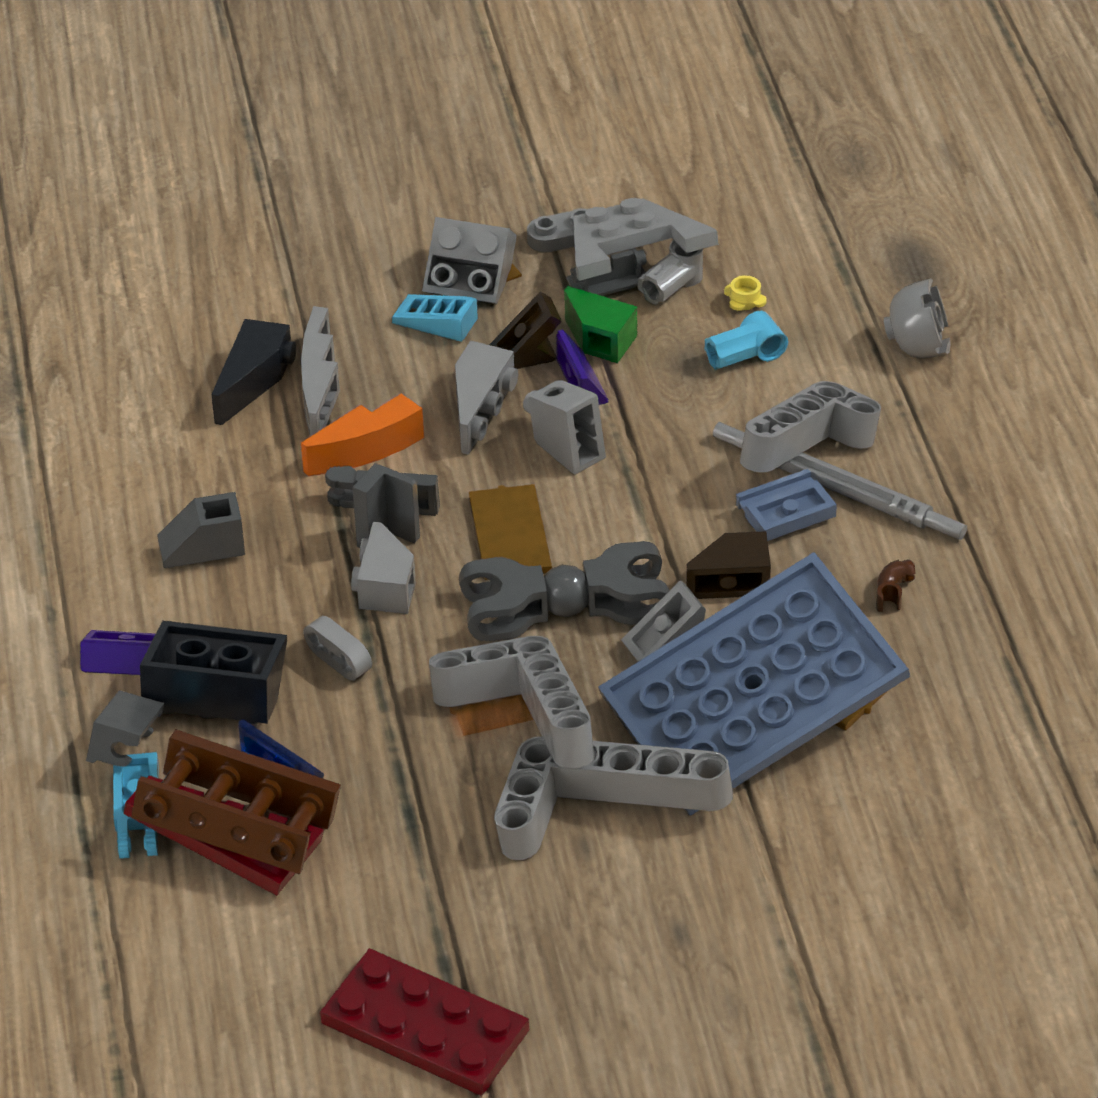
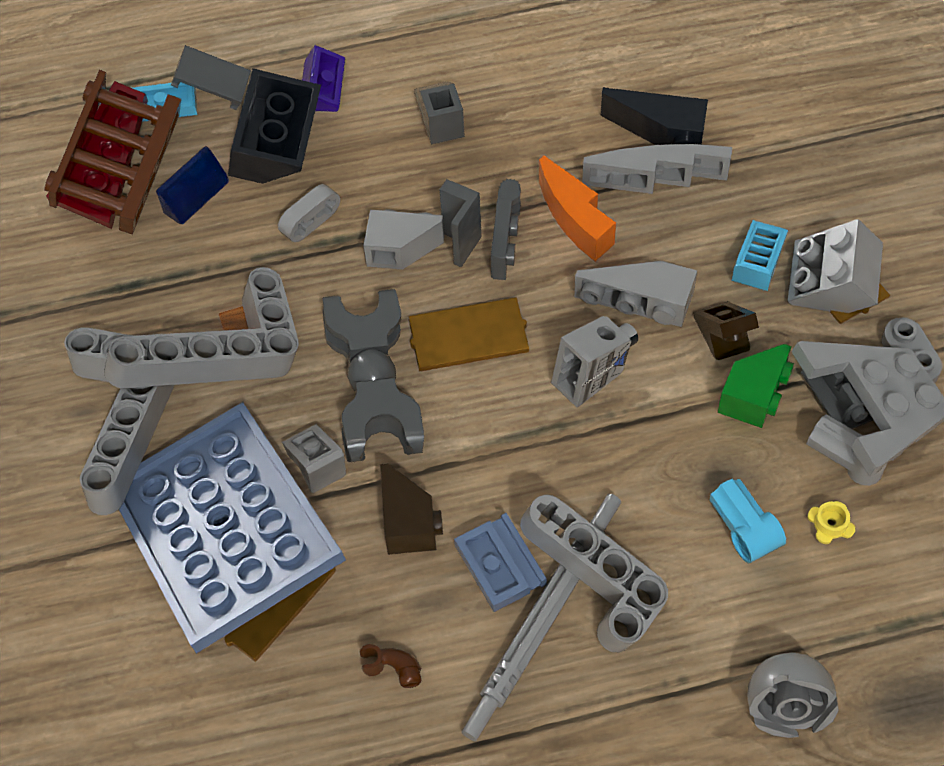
camera: 90 degrees right, 15 degrees up
(577, 367) = (687, 374): dark purple slope -> none

